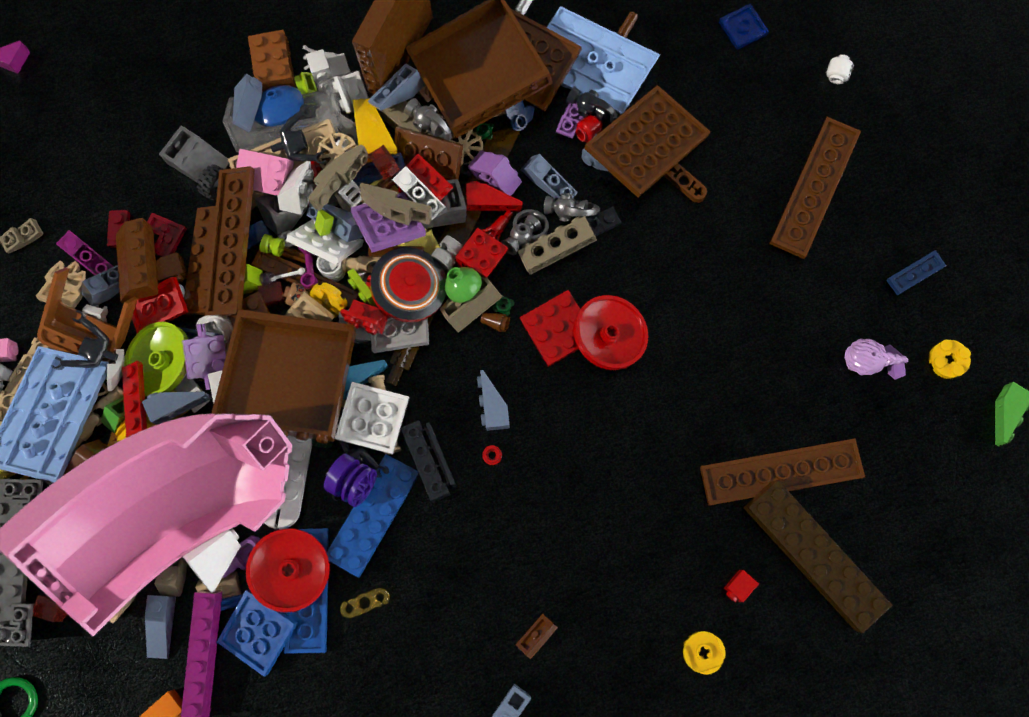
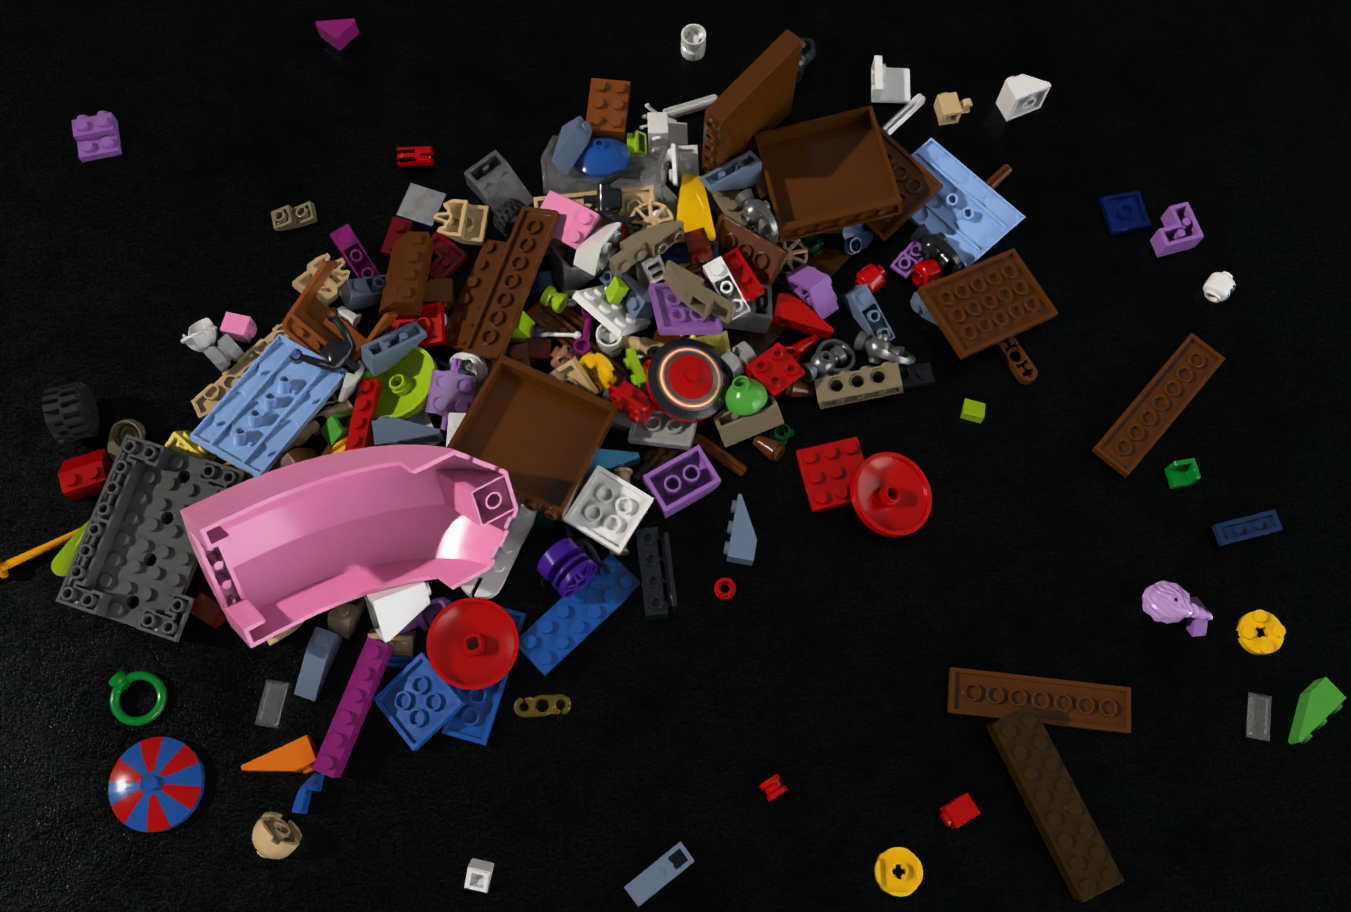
camera: 10 degrees right, 5 degrees down
(117, 149) = (422, 156): none -> red arm
(130, 671) = (271, 703): none -> clear tile
(132, 193) = (421, 205): none -> flat silver tile
(140, 331) = (391, 348): none -> sand blue slope
(173, 198) = (463, 221): none -> tan plate
(341, 38) = (690, 107): none -> white axle
(428, 373) = (681, 481): none -> medium lavender brick
(454, 339) = (719, 454): none -> reddish brown axle
(508, 262) = (800, 389): none -> reddish brown cone
(536, 636) = (719, 797): reddish brown plate -> none
(542, 145) = (872, 276): none -> red head
(580, 613) = (773, 787): none -> red wheel
(660, 238) = (973, 411): none -> lime slope
(794, 32) = (1179, 231): none -> medium lavender brick
(851, 241) = (1182, 473): none -> green panel
(966, 430) = (1259, 716): none -> clear tile

